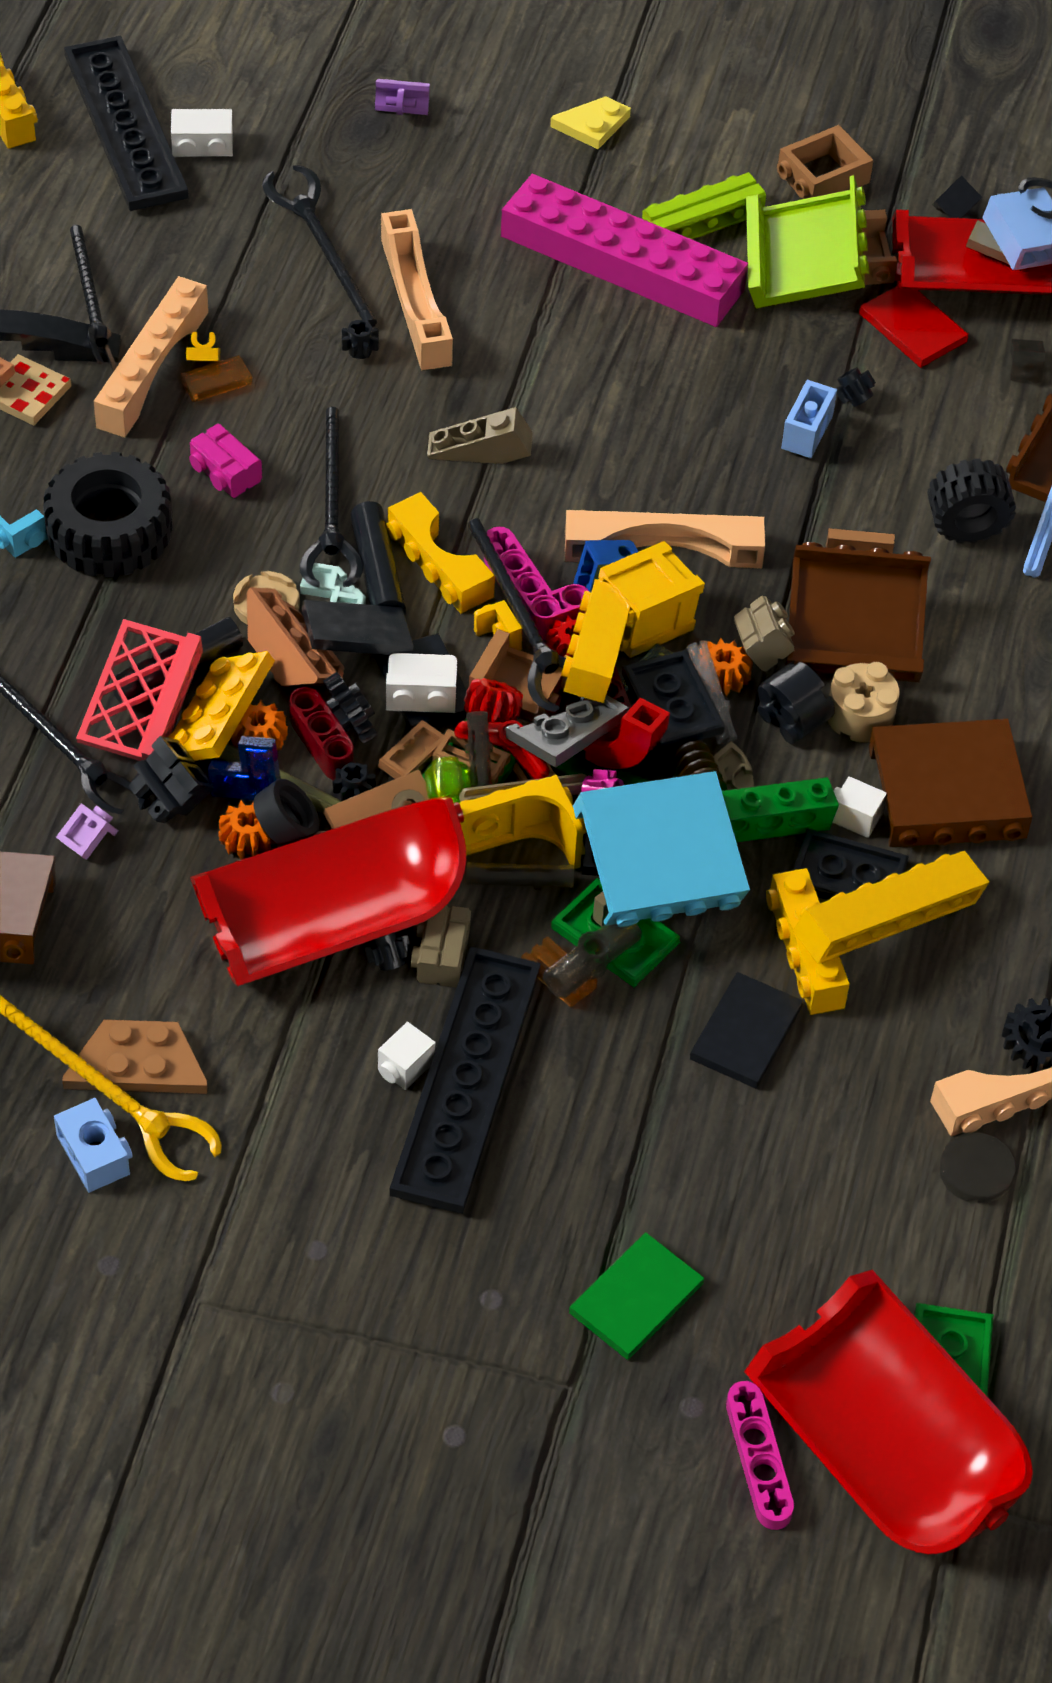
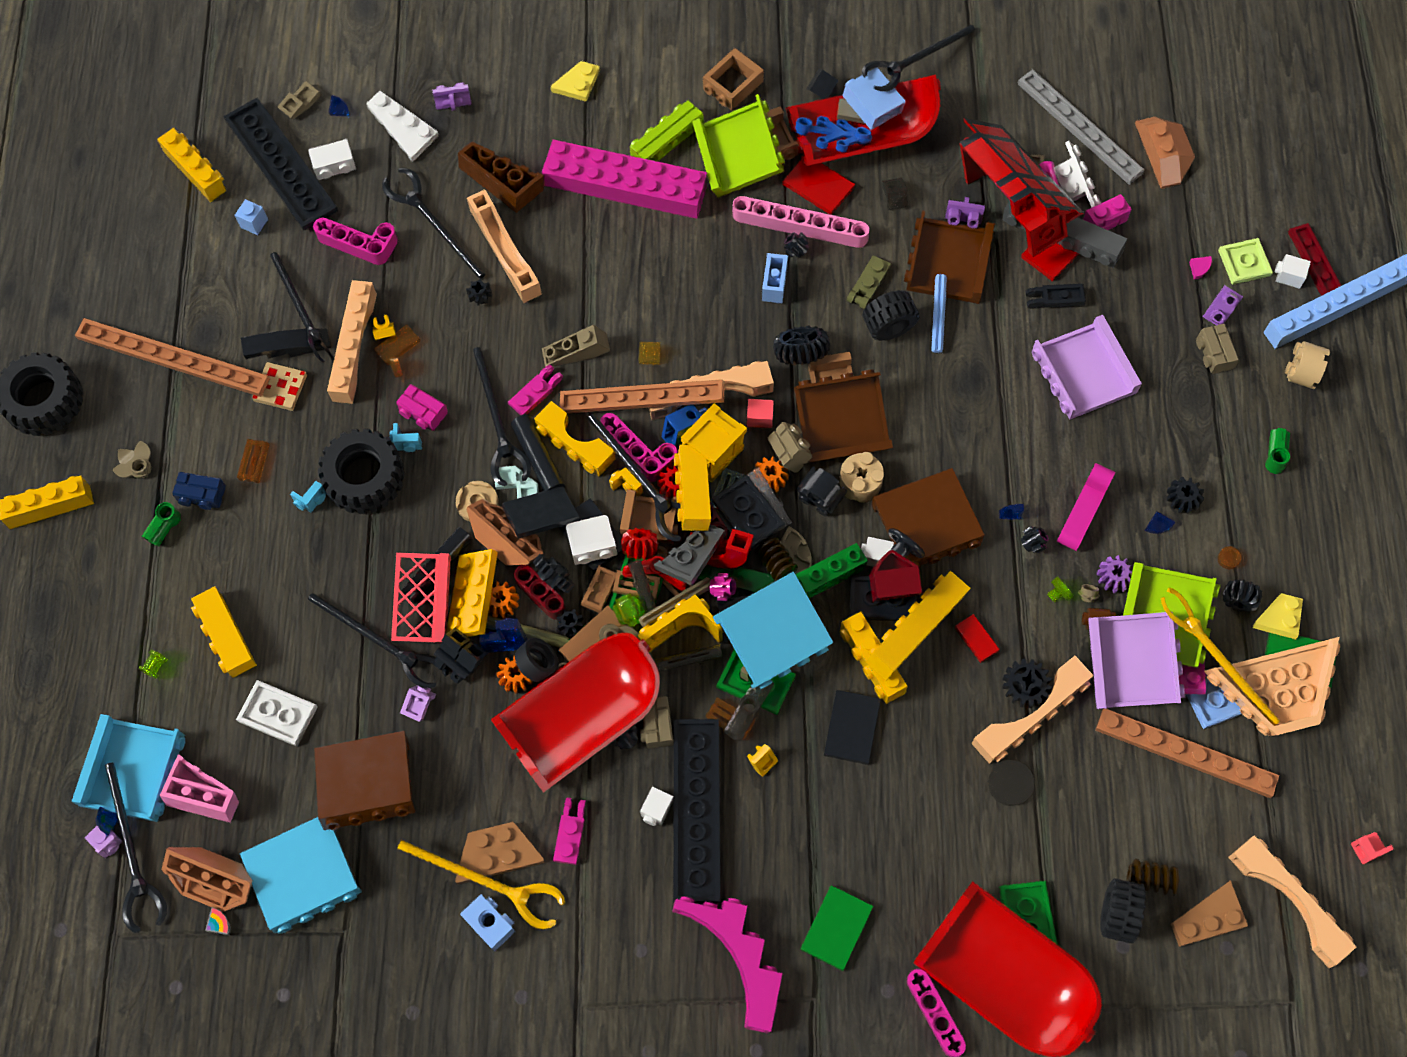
camera: 10 degrees left, 15 degrees up
(60, 174) = (251, 217): none -> light blue brick
(184, 56) = (299, 102): none -> dark tan slope
(188, 496) = (406, 442): none -> medium azure bracket
(201, 240) = (330, 232): none -> dark pink beam
(204, 402) = (395, 365): none -> clear orange tile
(232, 76) = (338, 107): none -> clear blue tile
(259, 1062) = (570, 834): none -> dark pink hinge
(322, 122) = (406, 128): none -> white wing
(403, 480) = (535, 391): none -> dark pink hinge
(440, 205) = (501, 177): none -> reddish brown wedge
(481, 1279) = (759, 984): none -> dark pink arch
(562, 514) = (642, 396): none -> nougat plate
(589, 474) = (649, 353): none -> clear yellow tile
(592, 1035) = (763, 759): none -> yellow tile
(731, 585) = (760, 413): none -> coral panel
(822, 508) = (801, 345): none -> black gear
(876, 823) = (895, 574): none -> dark red piece
(890, 368) = (810, 221): none -> bright pink beam
(966, 262) = (834, 132): none -> blue plant
(966, 446) = (869, 281): none -> olive plate
(981, 960) = (977, 638): none -> red tile

